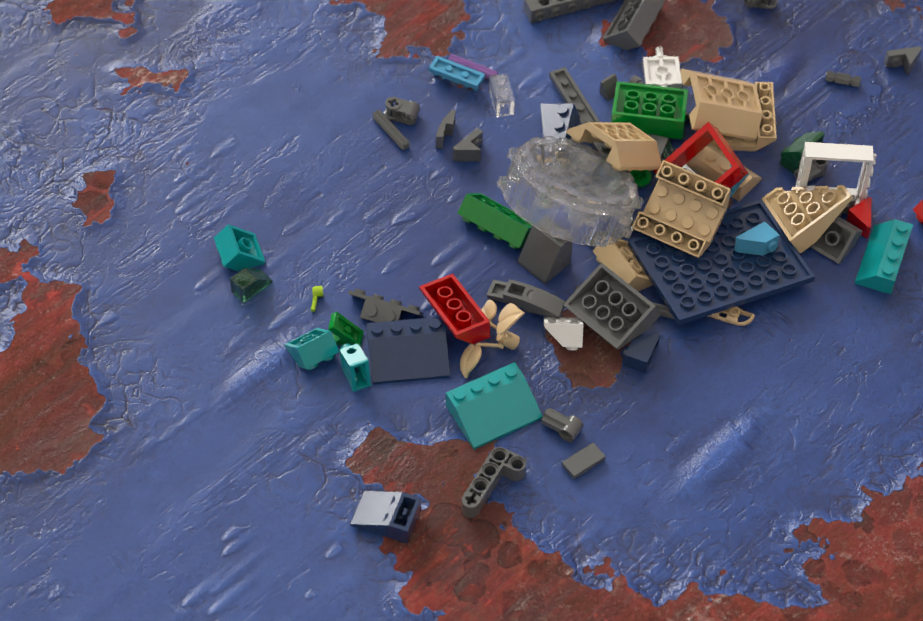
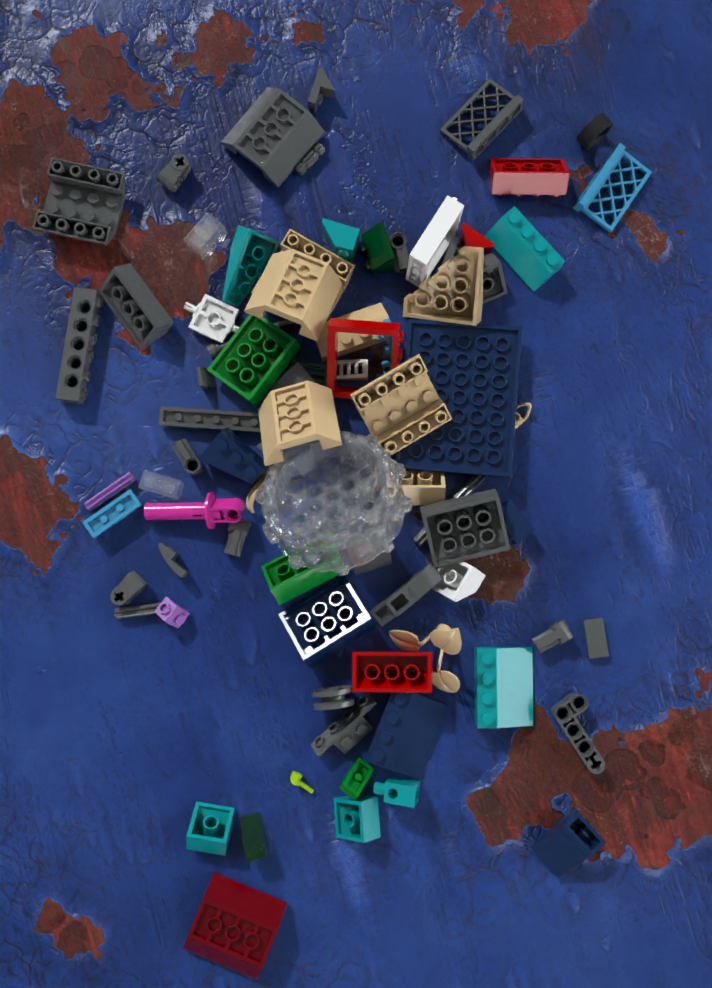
camera: 60 degrees left, 30 degrees up
(167, 296) = (235, 925): none -> dark red slope
(402, 147) = (171, 612): none -> medium lavender bracket
(404, 279) = (332, 697): none -> dark grey wheel
(464, 255) = (326, 621): none -> dark blue slope
(468, 148) = (206, 554): dark grey slope -> none
(496, 162) = (236, 537): none -> dark grey piece
(503, 131) = (210, 510): none -> dark pink piece
(532, 105) = (187, 457): none -> dark grey piece
(725, 37) = (205, 236): none -> clear brick
(735, 66) = (247, 260): none -> teal wedge
(757, 240) = (462, 352): dark azure slope -> none
(790, 121) = (341, 239): none -> teal slope
(841, 46) = (274, 134): none -> dark grey slope

